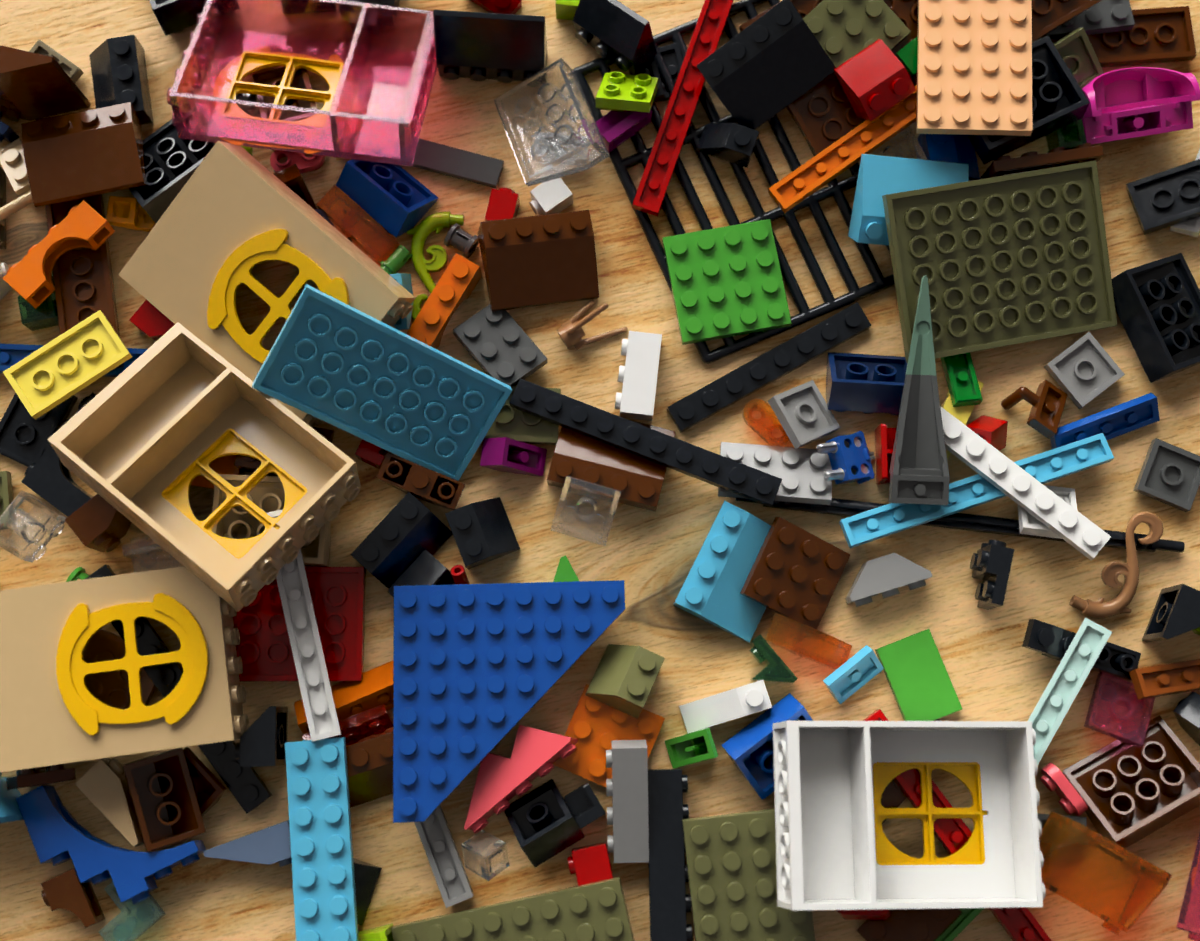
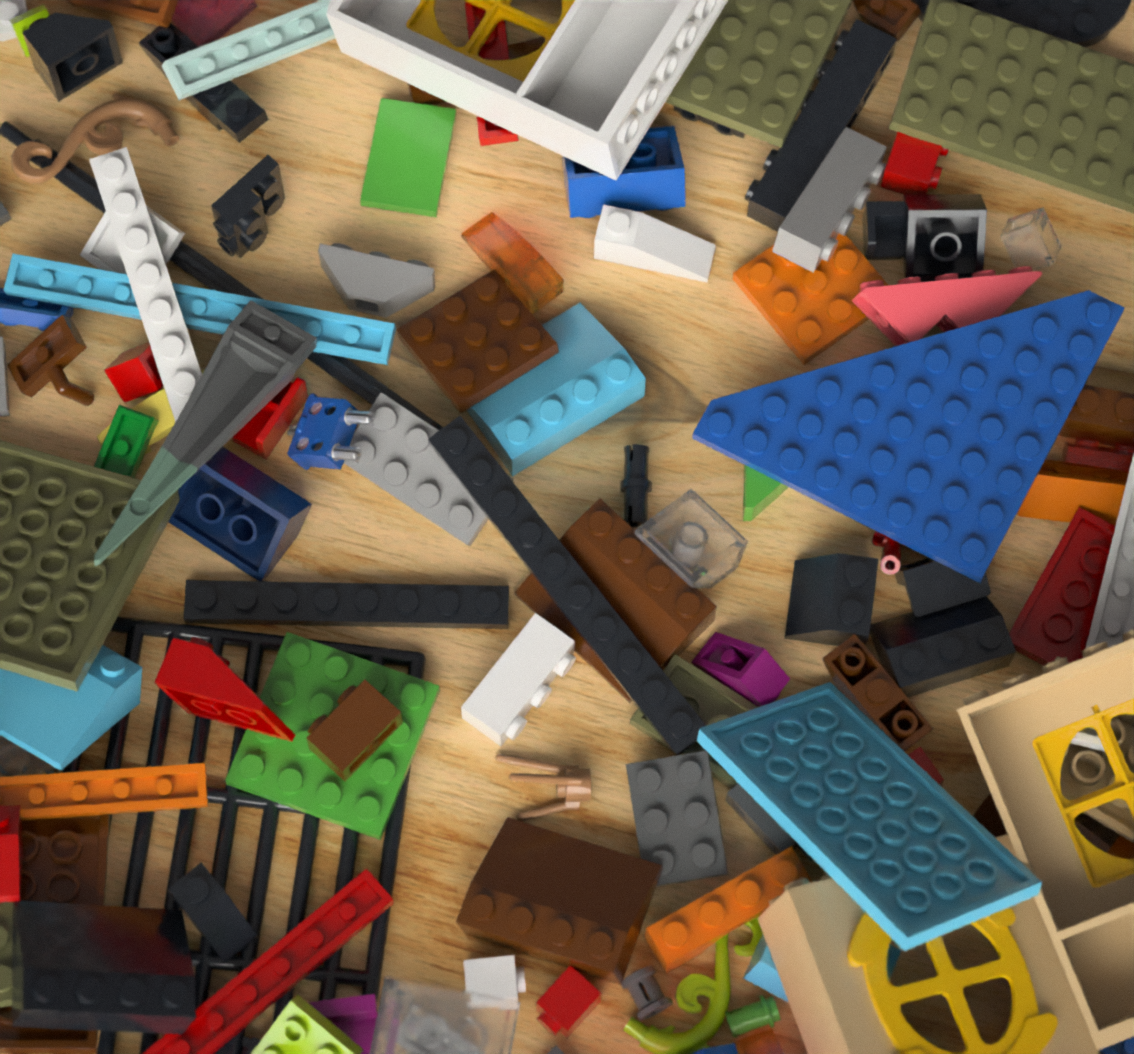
camera: 150 degrees left, 10 degrees down
(444, 858) = (1083, 250): light grey plate -> none
(625, 678) = (754, 333): olive slope -> none
(642, 537) = (636, 485): none -> black pin
(691, 748) = (721, 221): bright green slope -> none
(713, 279) = (353, 729): none -> reddish brown brick
(766, 423) = (397, 536): clear orange plate -> none
(775, 669) = (573, 255): clear green slope -> none
(802, 255) = (212, 690): none -> red slope
(803, 414) = (345, 514): light grey plate -> none
(853, 674) = (481, 198): medium azure plate -> none

